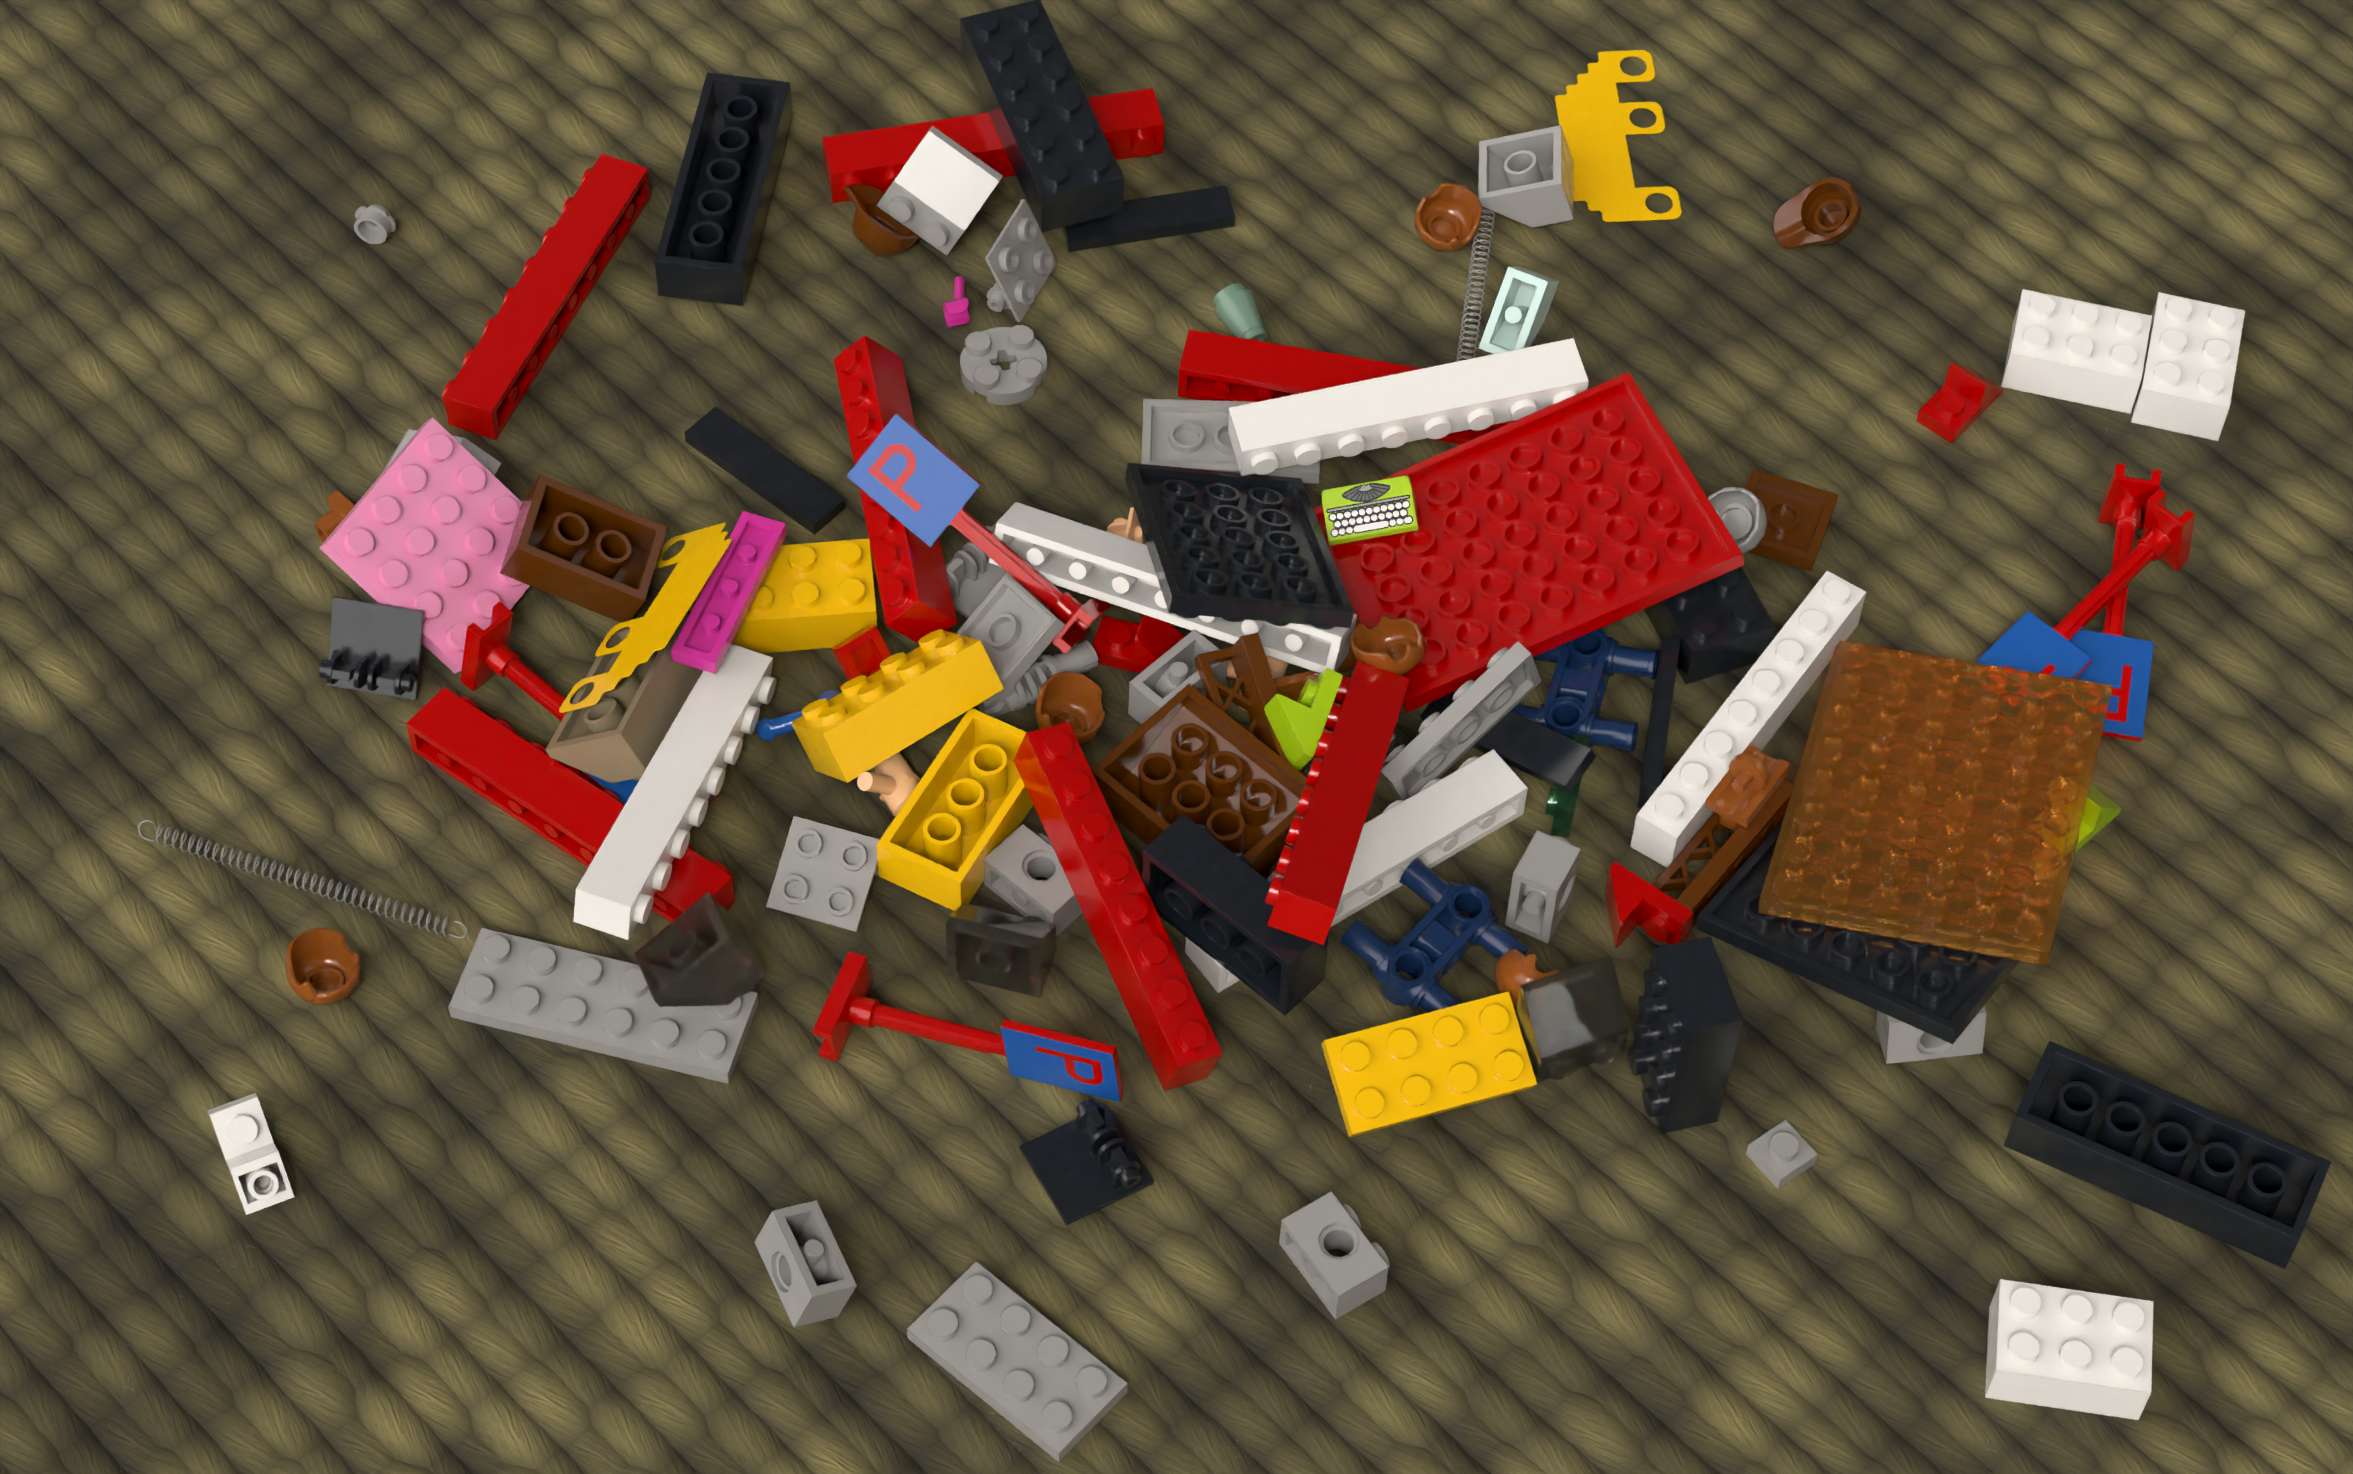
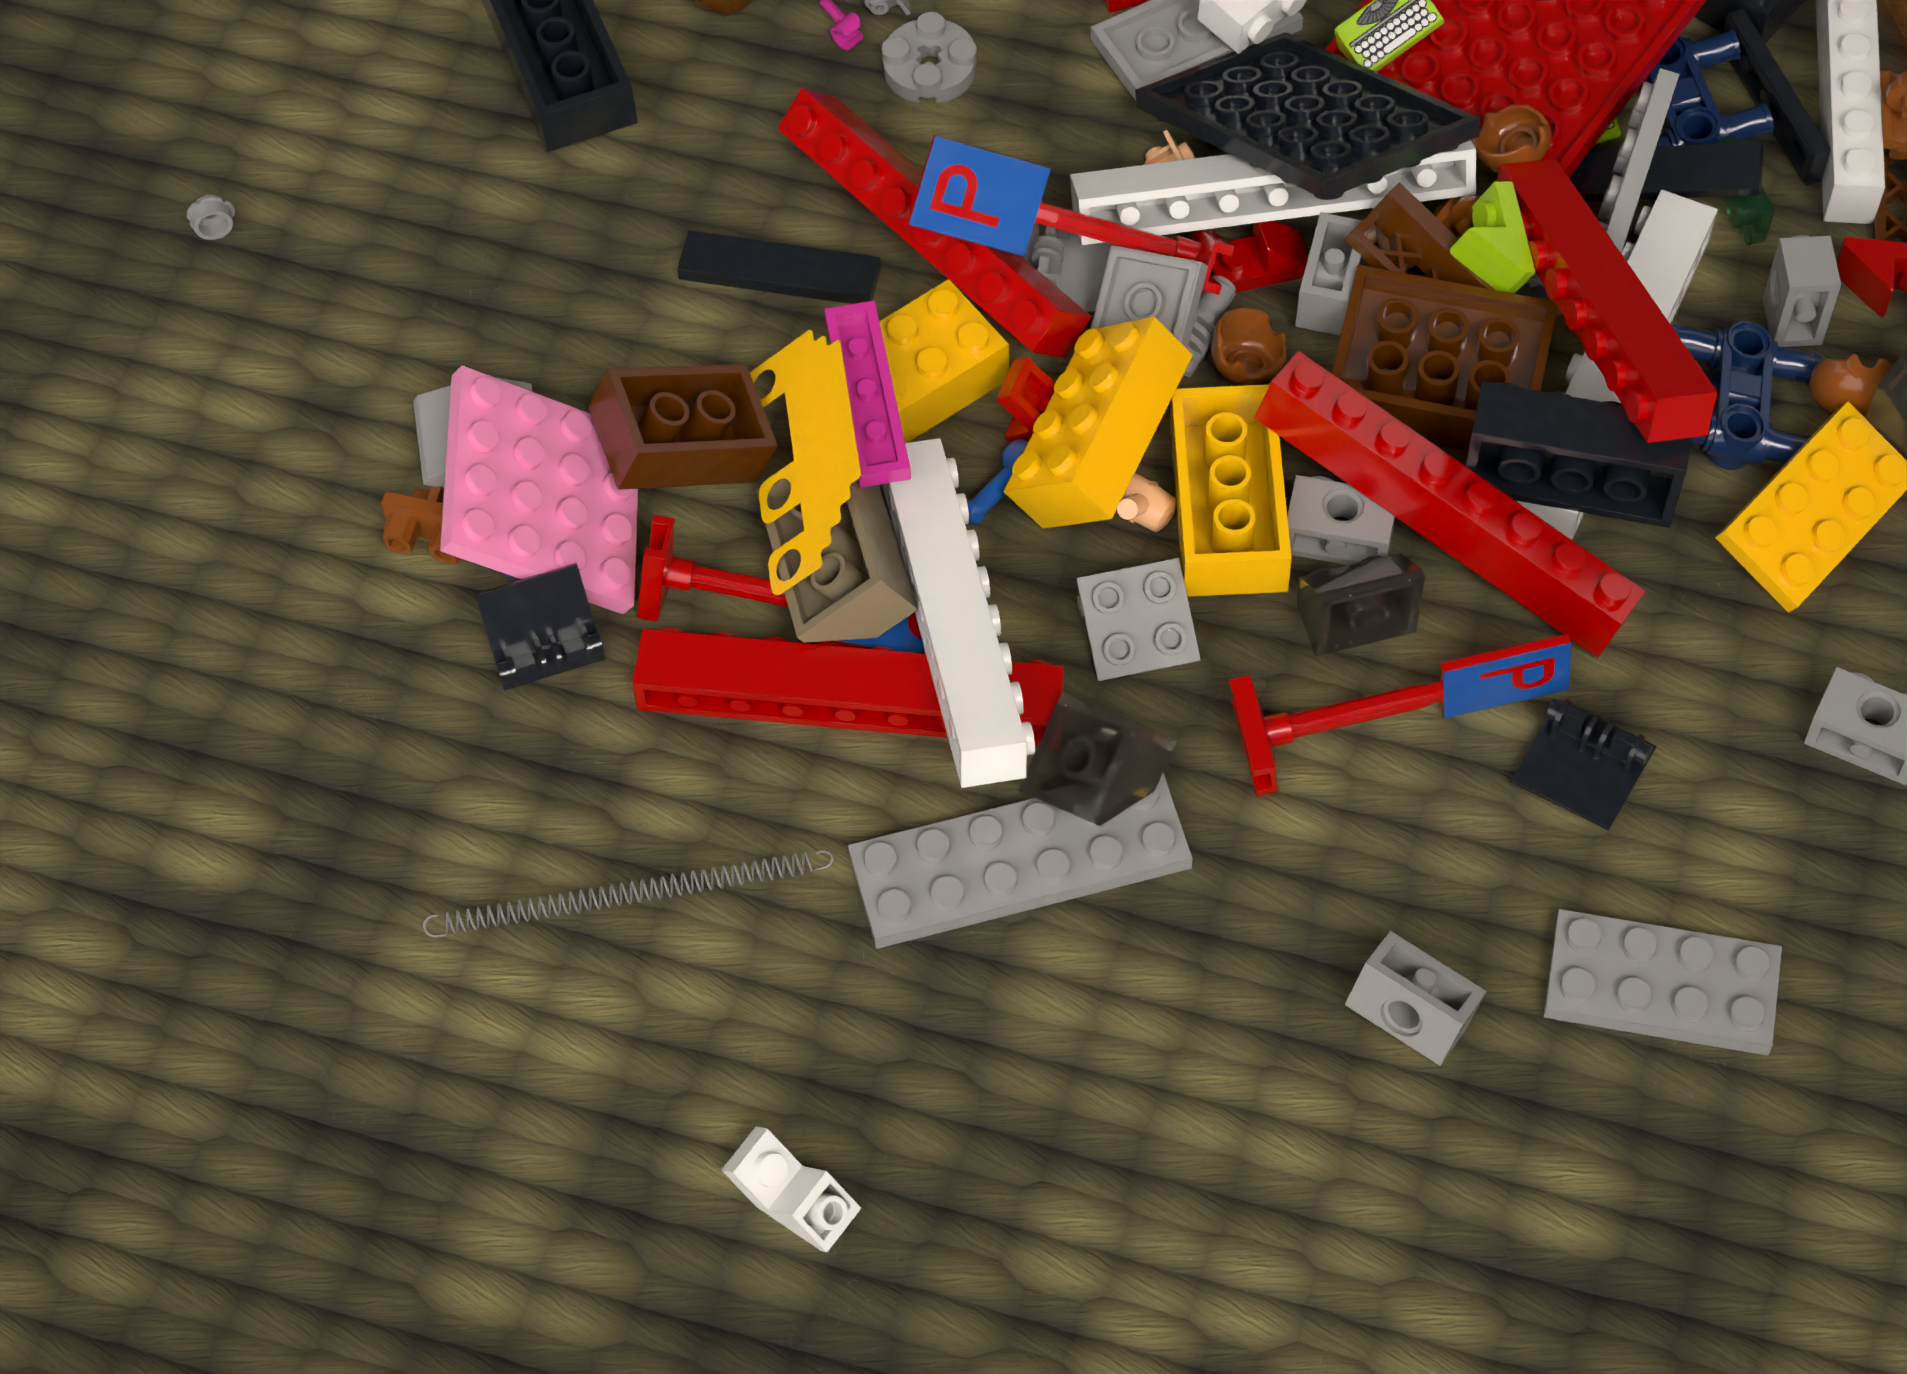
camera: 25 degrees left, 5 degrees up
(321, 966) = (725, 967): dark orange hair -> none
(546, 297) = (443, 205): red brick -> none

